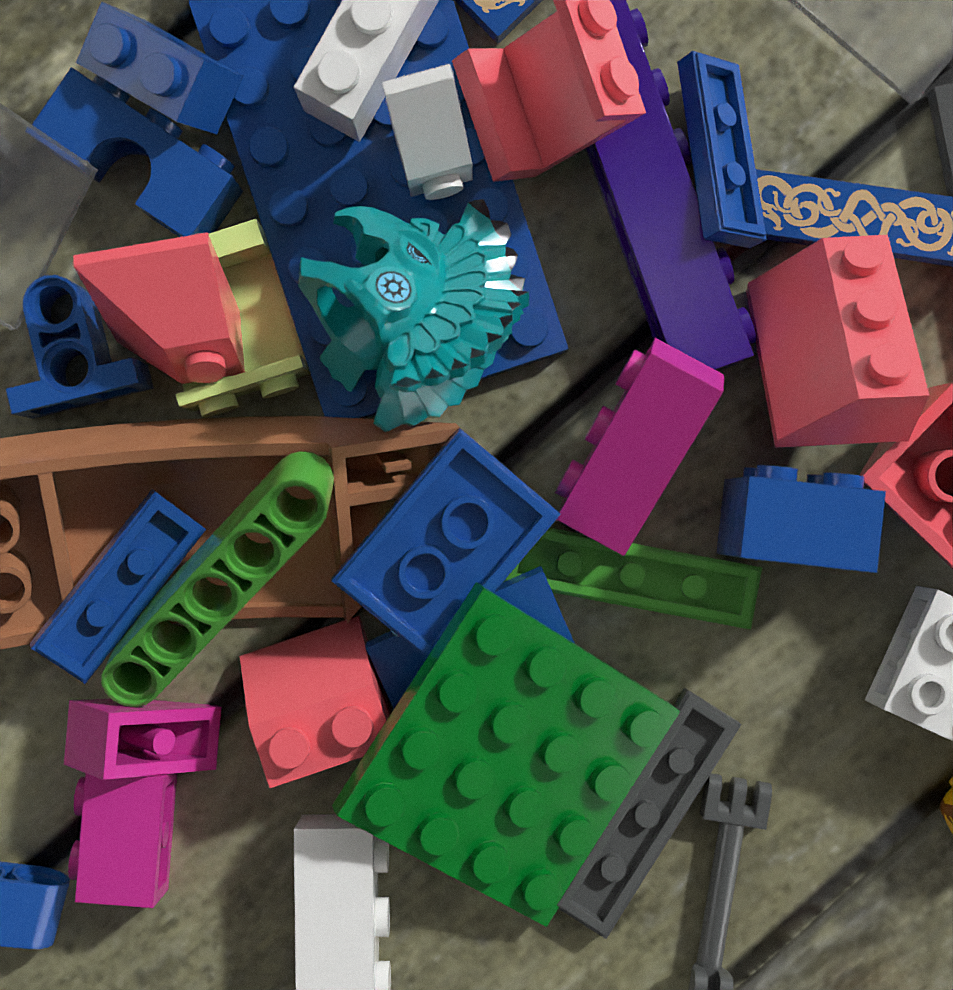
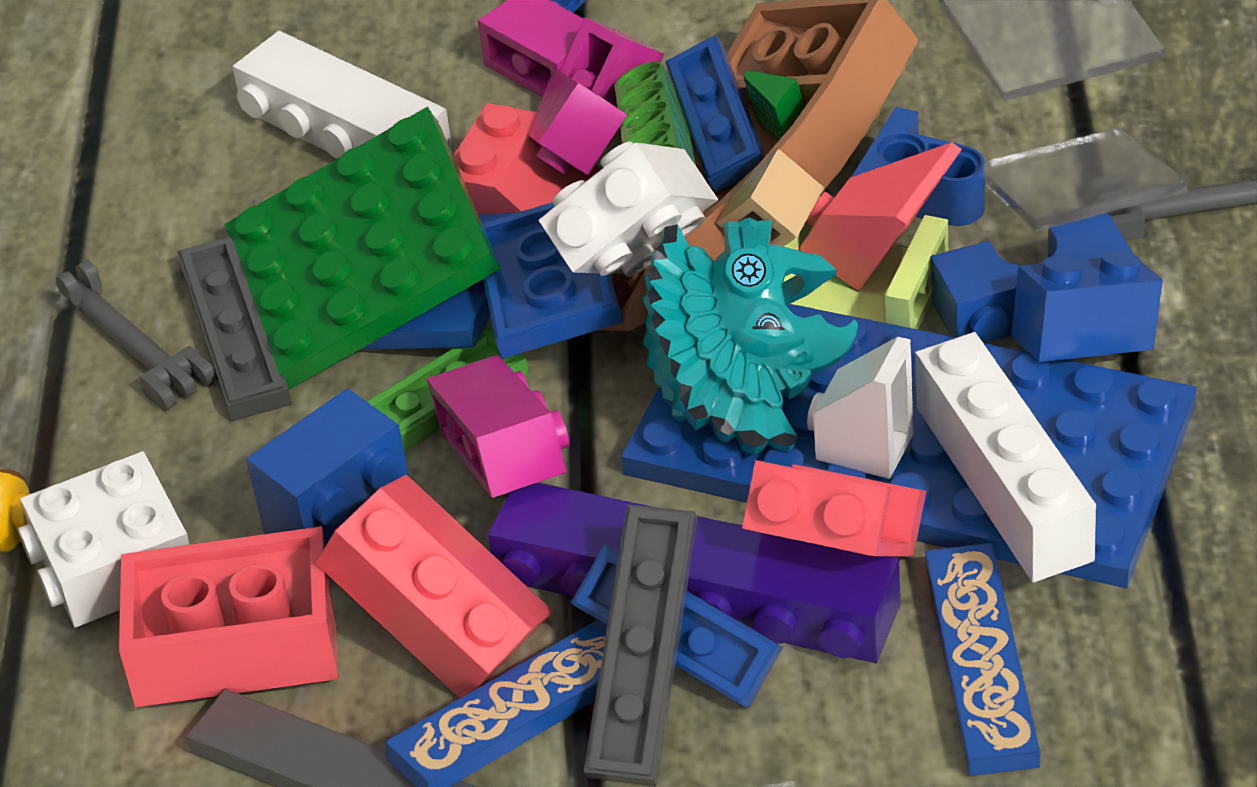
camera: 135 degrees right, 45 degrees down
(82, 523) = (774, 101): none -> green slope
(241, 397) = (777, 193): none -> tan brick
(242, 678) = (573, 124): none -> dark pink slope
(393, 453) = (622, 210): none -> white brick
(768, 147) = (641, 645): none -> dark grey tile

